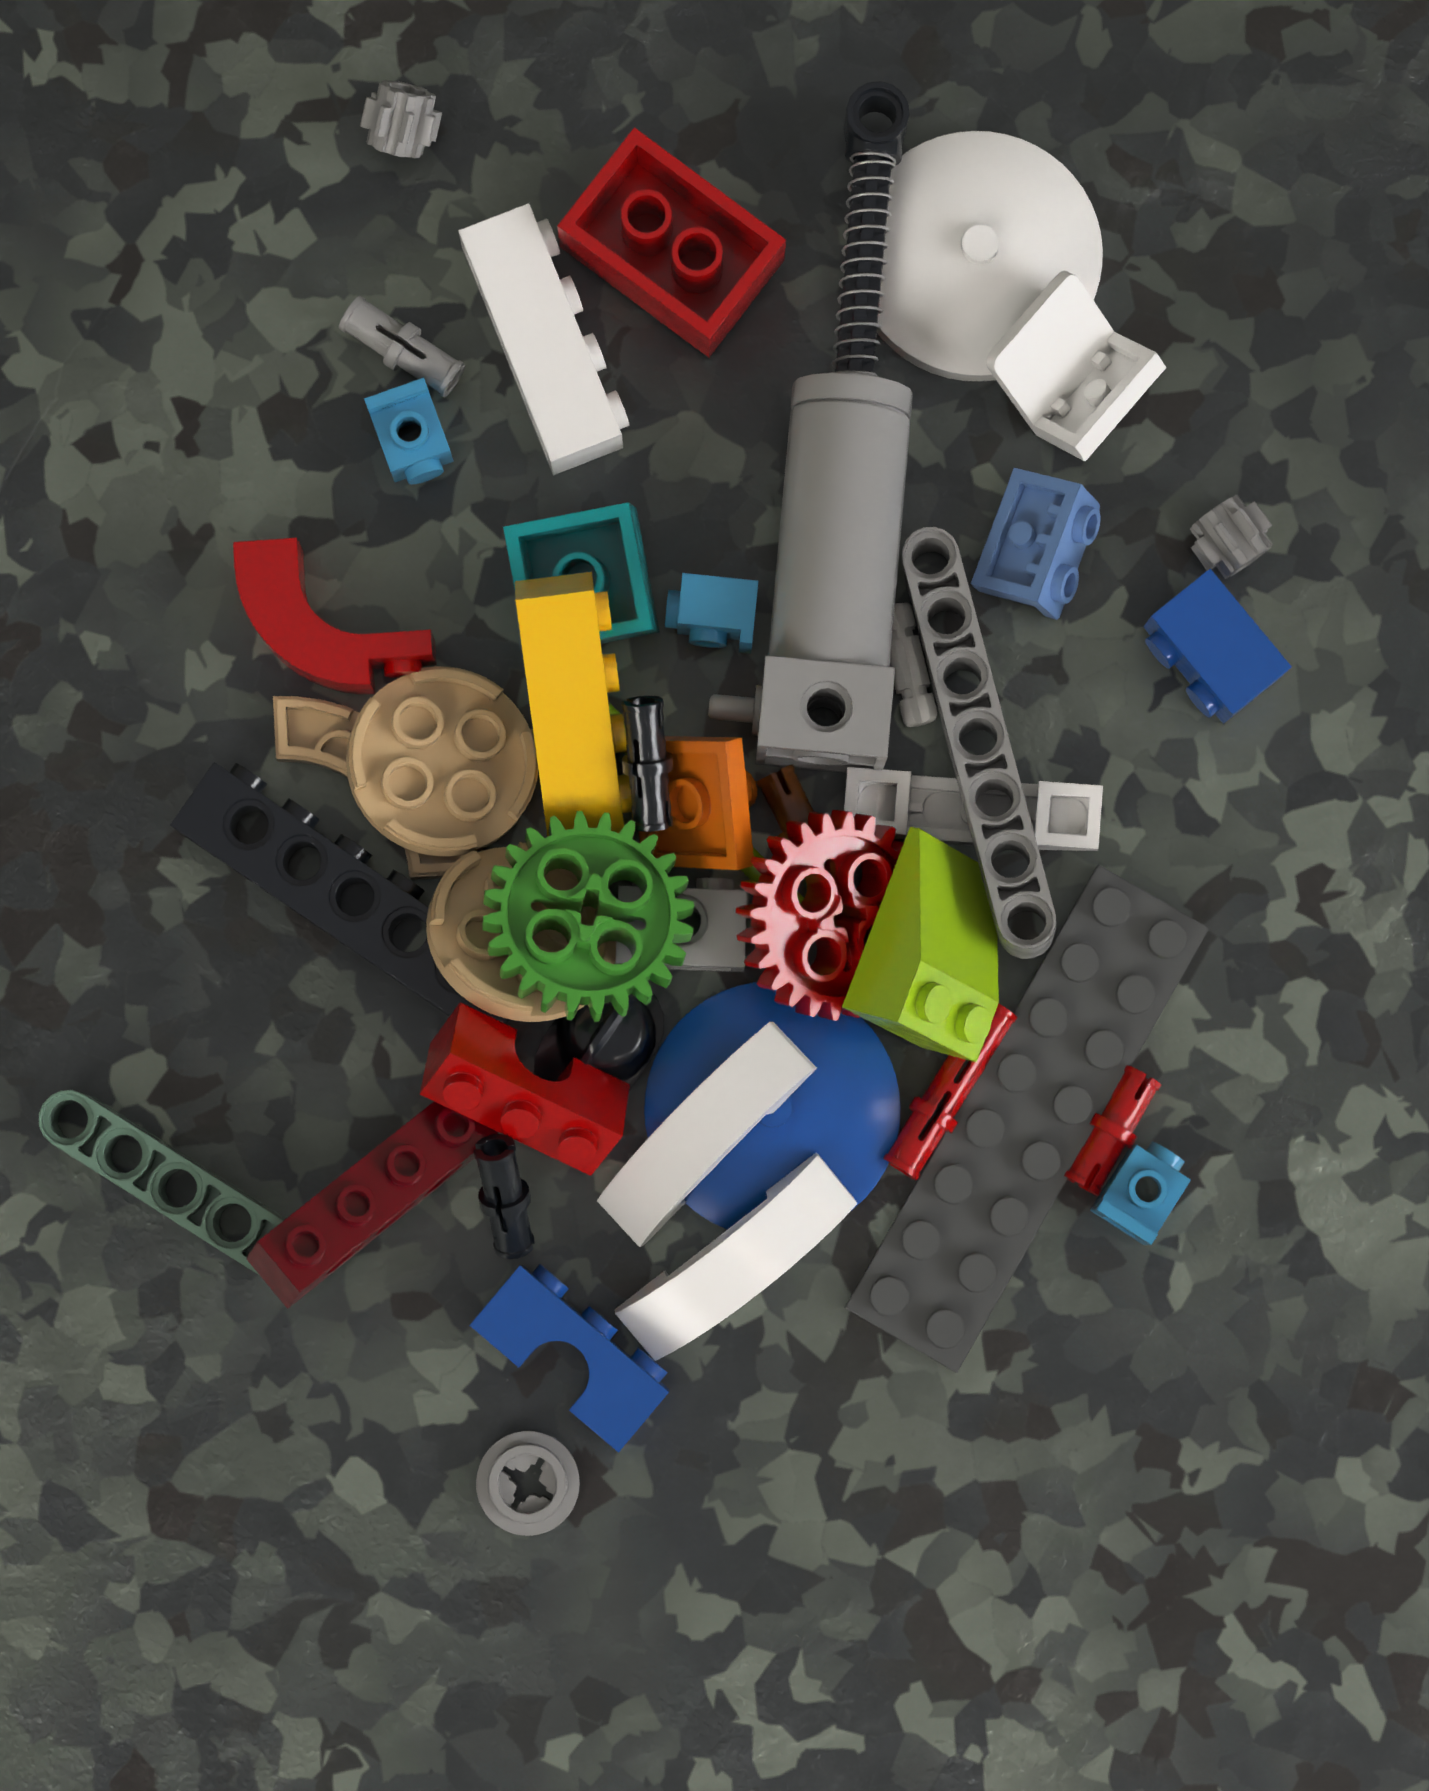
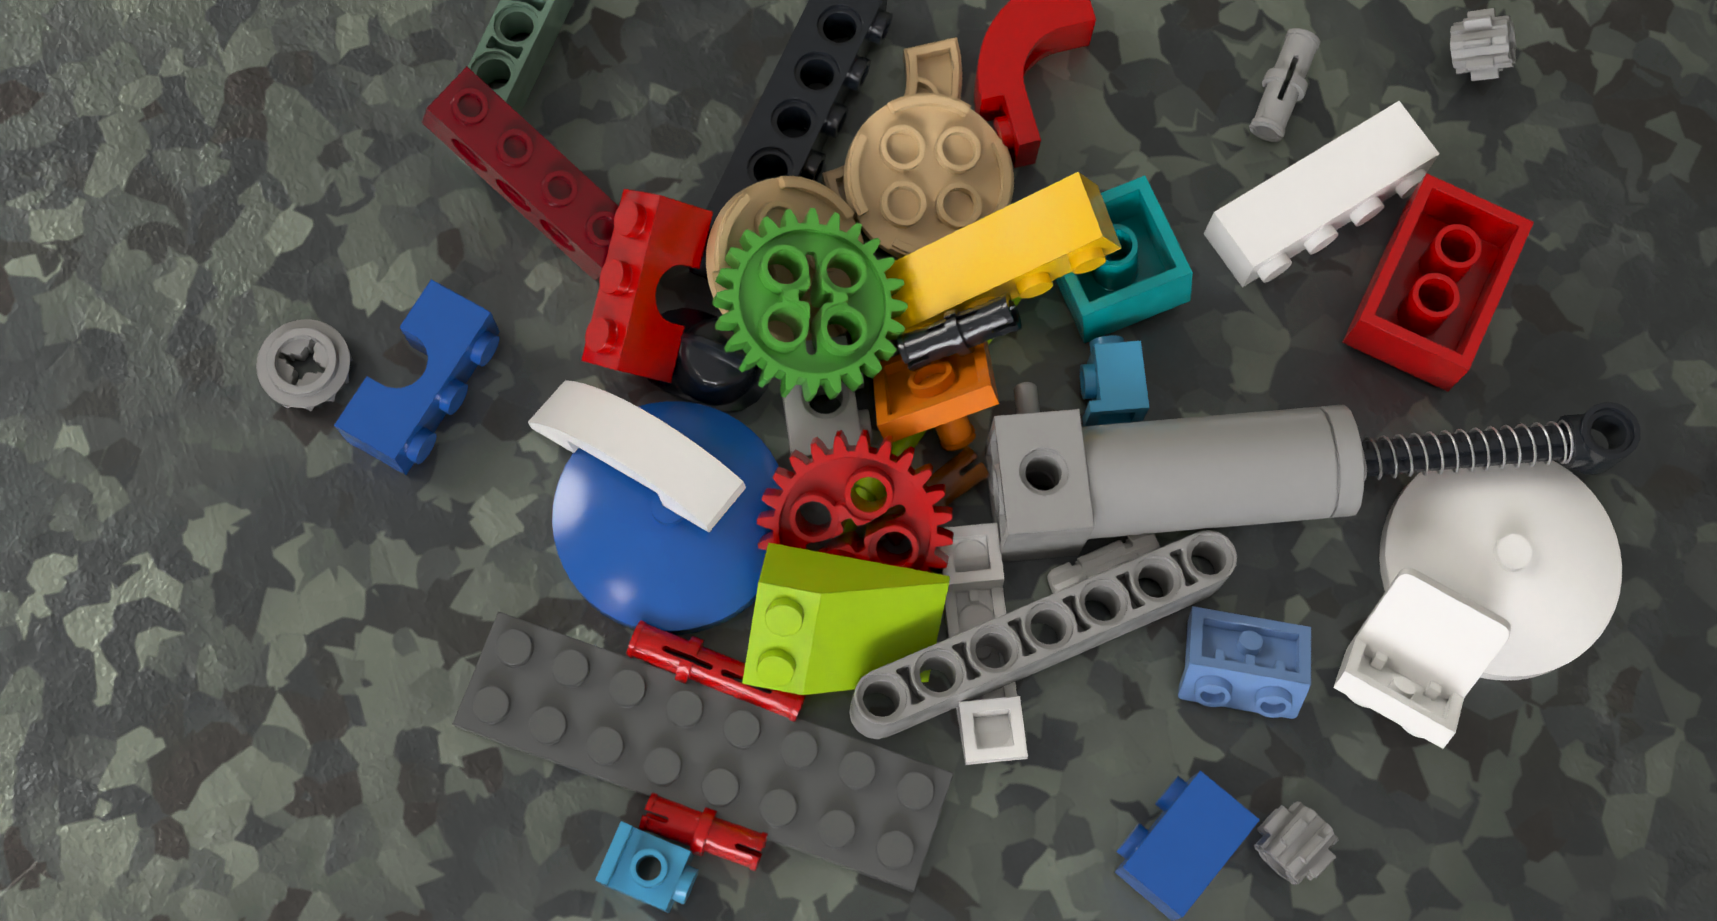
camera: 80 degrees right, 10 degrees down
(401, 407) = (1232, 103): dark azure brick -> none
(504, 1196) = (551, 289): black pin -> none
(739, 1261) = (529, 507): white slope -> none

